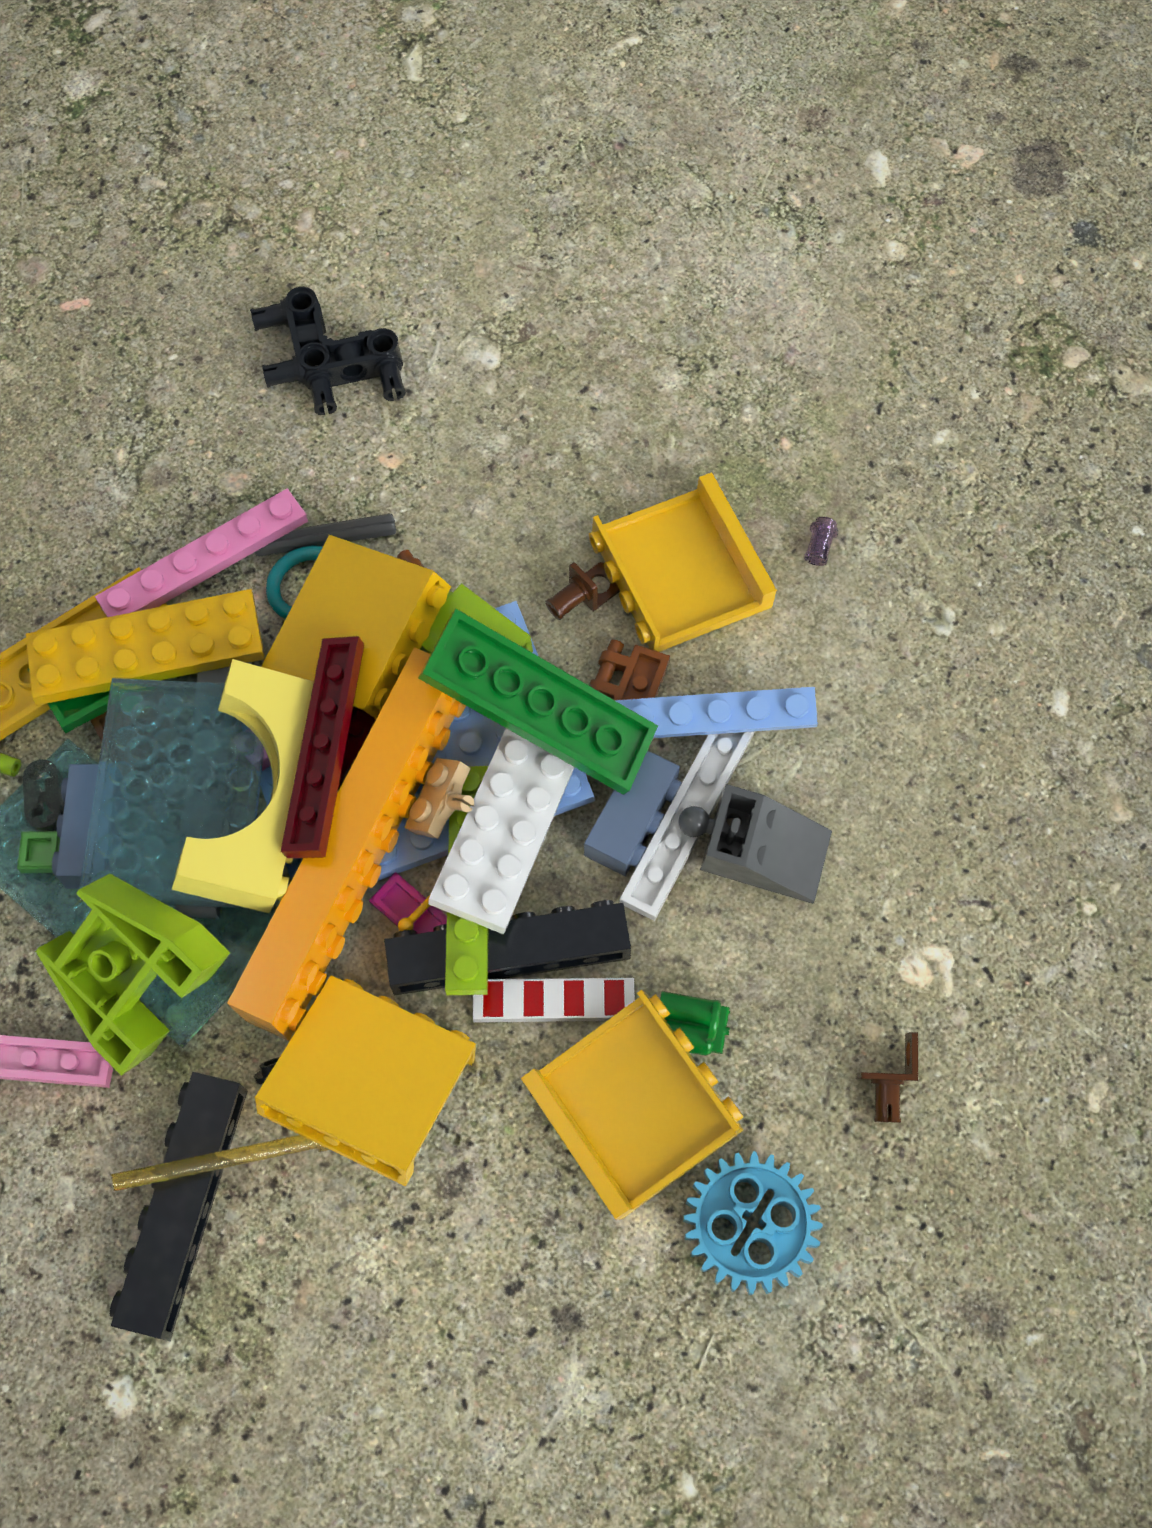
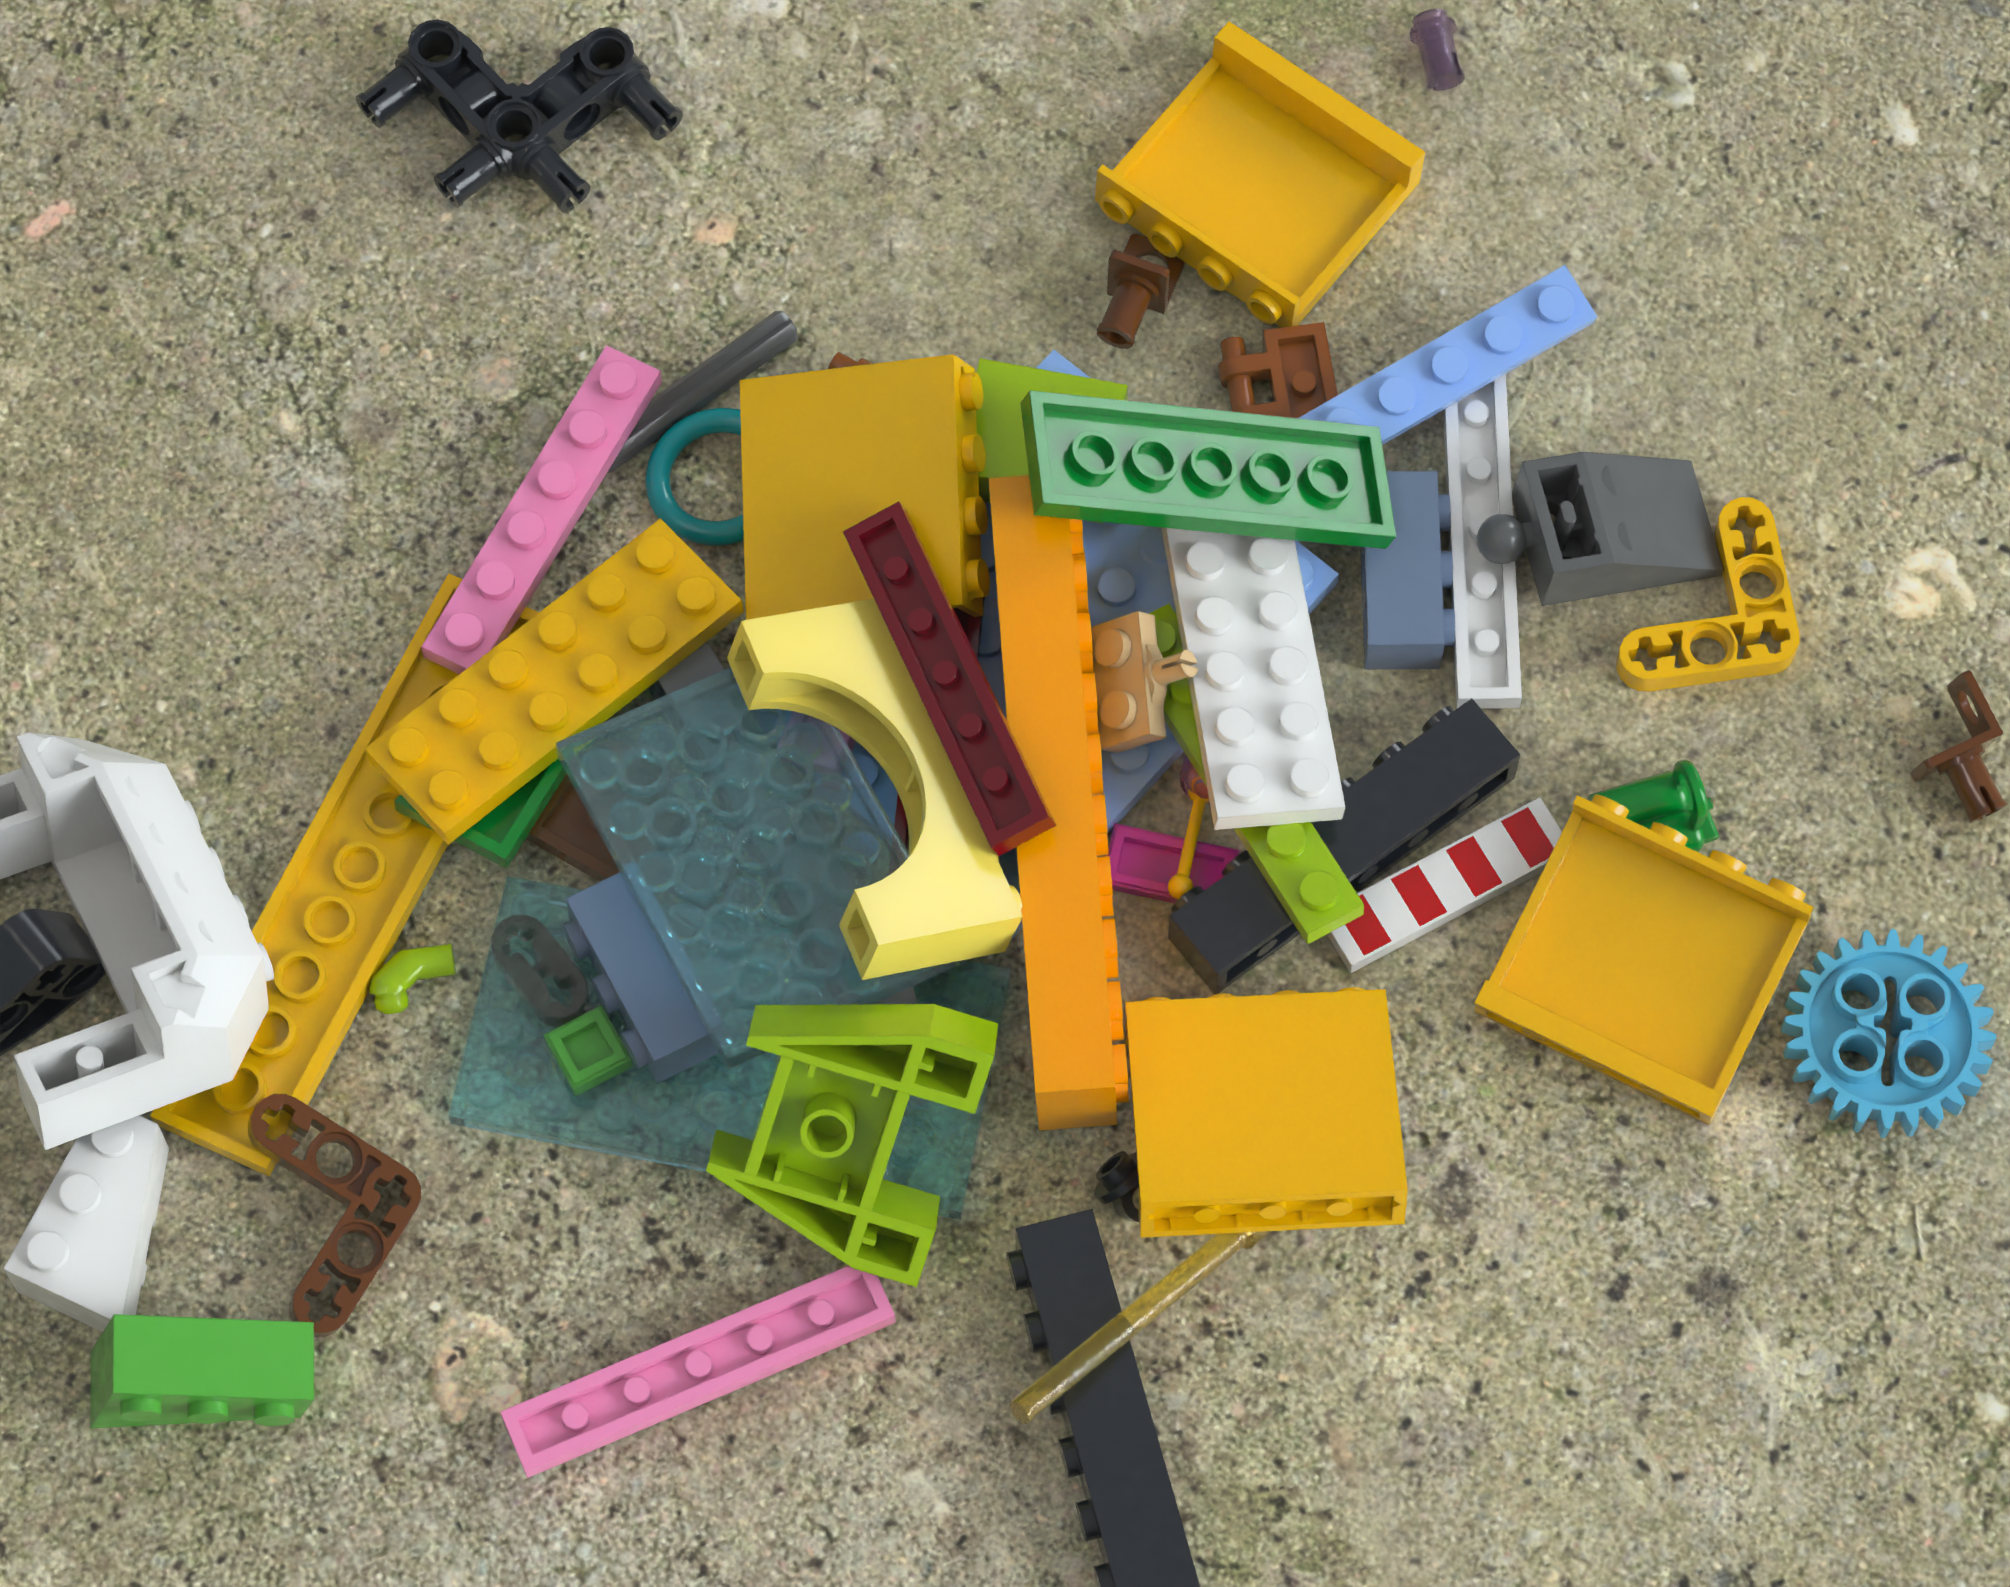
camera: 30 degrees left, 0 degrees up
(813, 937) = (1747, 617): none -> yellow beam

